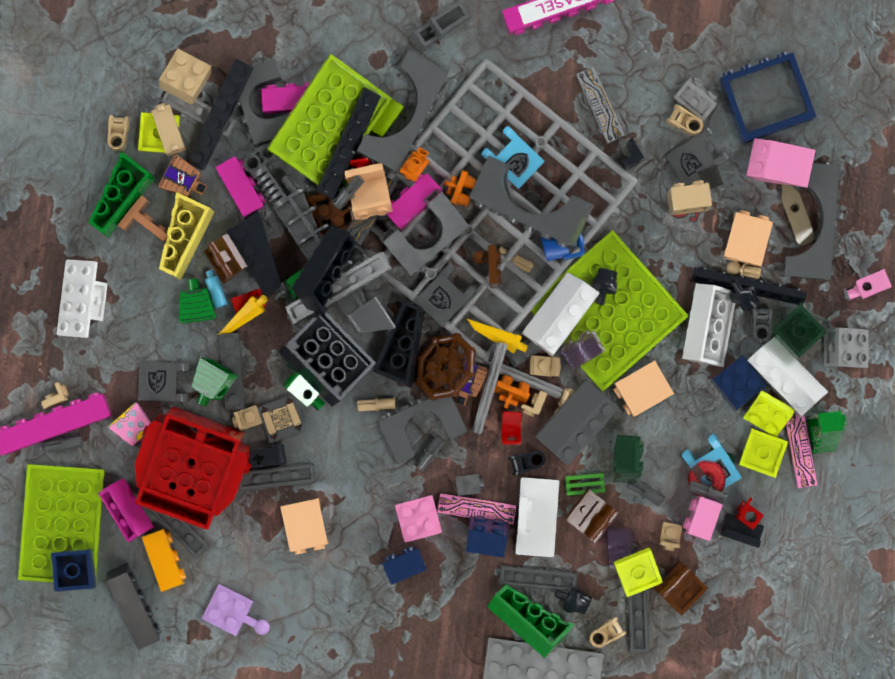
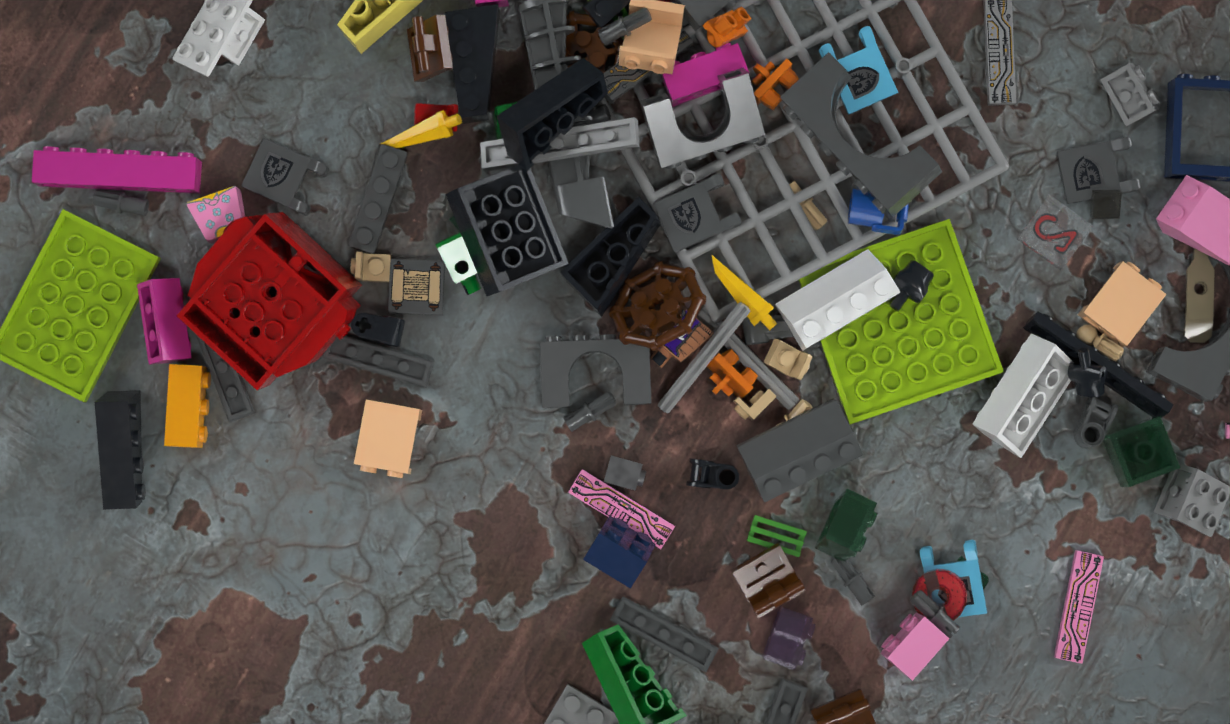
camera: 25 degrees right, 0 degrees up
(53, 400) = (133, 141): tan bracket -> none
(73, 570) = (61, 370): dark blue brick -> none
(195, 304) = (367, 92): green torso -> none
(212, 380) = (345, 199): torso -> none
(215, 290) = (400, 85): medium azure cylinder -> none
(230, 610) = (244, 508): lavender plate -> none
(376, 404) = (547, 318): tan axle -> none
(404, 565) = (495, 544): dark blue brick -> none
(418, 518) = (539, 490): bright pink brick -> none
(492, 258) = (778, 188): reddish brown plate -> none
(511, 427) = (710, 421): red bracket -> none
(537, 517) = (696, 553): white bracket -> none
(575, 601) = (700, 683): black piece -> none
(582, 350) = (847, 358): brick -> none
(636, 157) = (1020, 135): black panel -> none
(638, 572) = (799, 680): neon yellow plate -> none
(642, 389) = (903, 443): light nougat panel -> none
(670, 536) = (860, 650): tan bracket -> none
(683, 121) = (1102, 114): tan piece -> none
(689, 198) = (1069, 217): tan brick -> none
(738, 383) = (1033, 487): dark blue brick -> none
(739, 532) = (958, 683): black panel -> none
(744, 508) = (974, 654): red bracket -> none
(763, 453) = (1028, 592): neon yellow plate -> none
(769, 413) = (1057, 544): neon yellow plate -> none
(787, 377) = (1099, 506): white slope -> none
(826, 431) = (1127, 597): green wedge -> none

